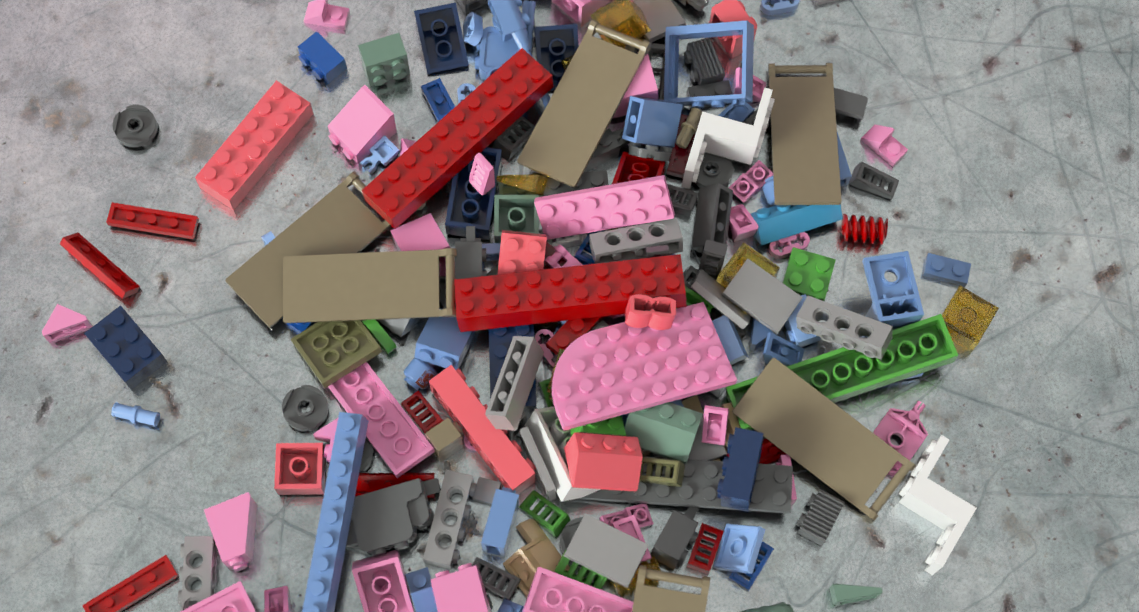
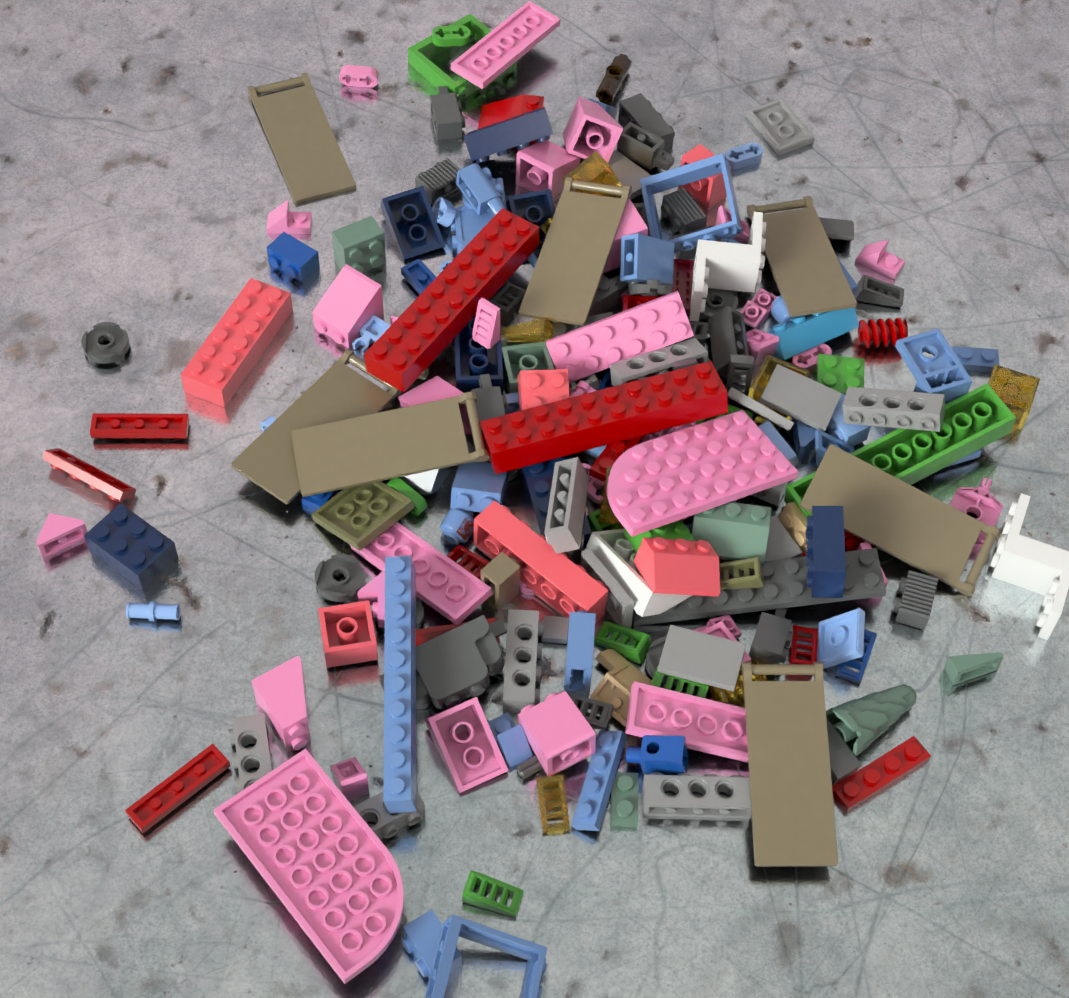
camera: 10 degrees left, 15 degrees down
(651, 312) = (694, 415): coral brick -> none
(689, 128) = (684, 266): dark tan axle -> none
(715, 425) = (785, 519): bright pink slope -> none

